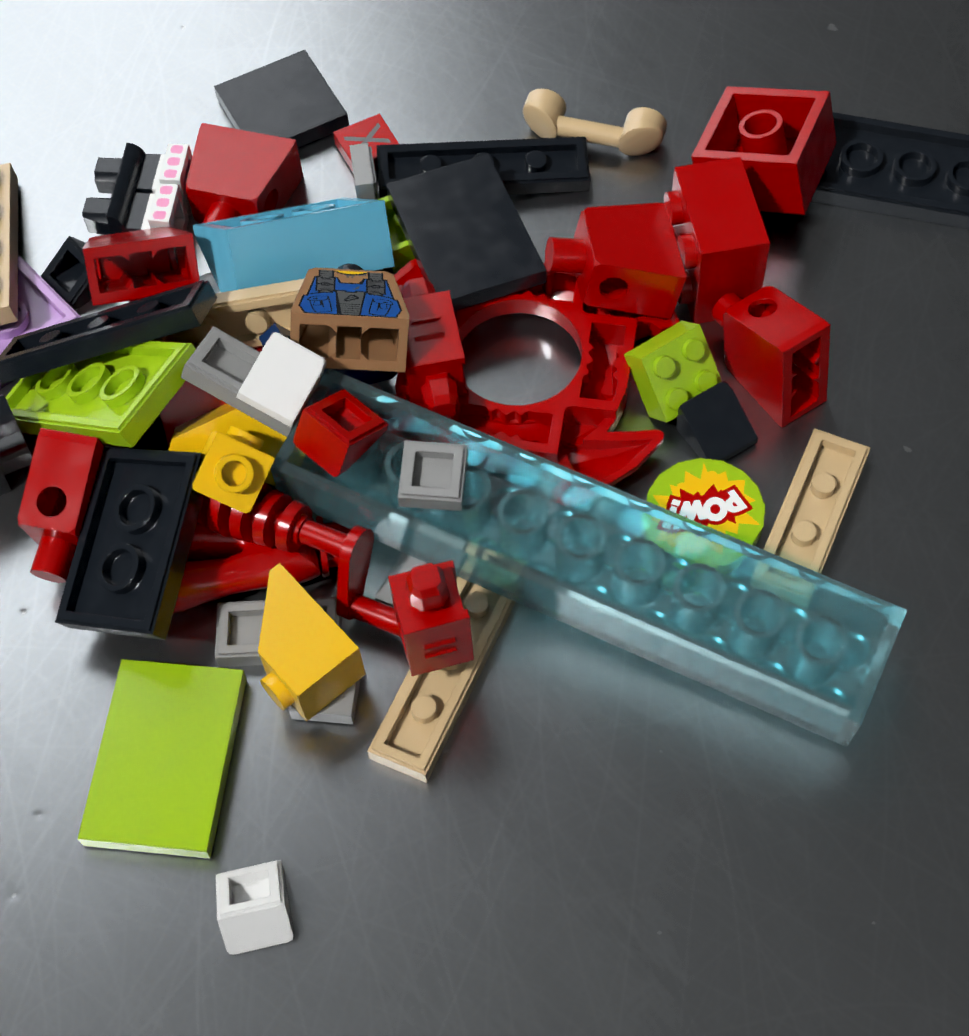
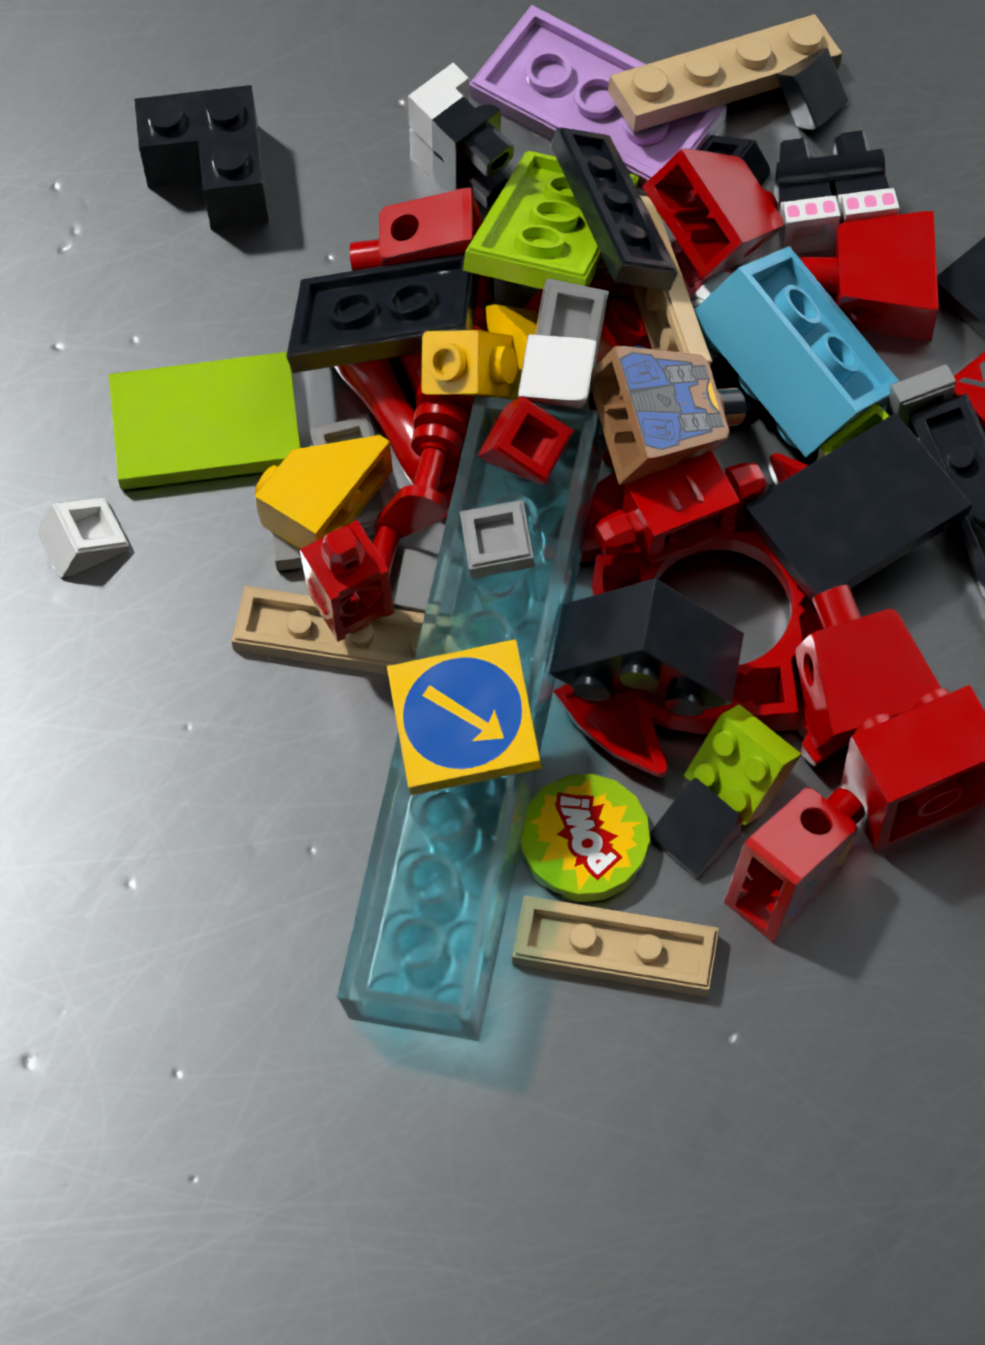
camera: 75 degrees right, 5 degrees up
(36, 192) = (813, 89): none -> black slope
(565, 391) = (647, 642): none -> black brick
(609, 543) = (463, 717): none -> tile

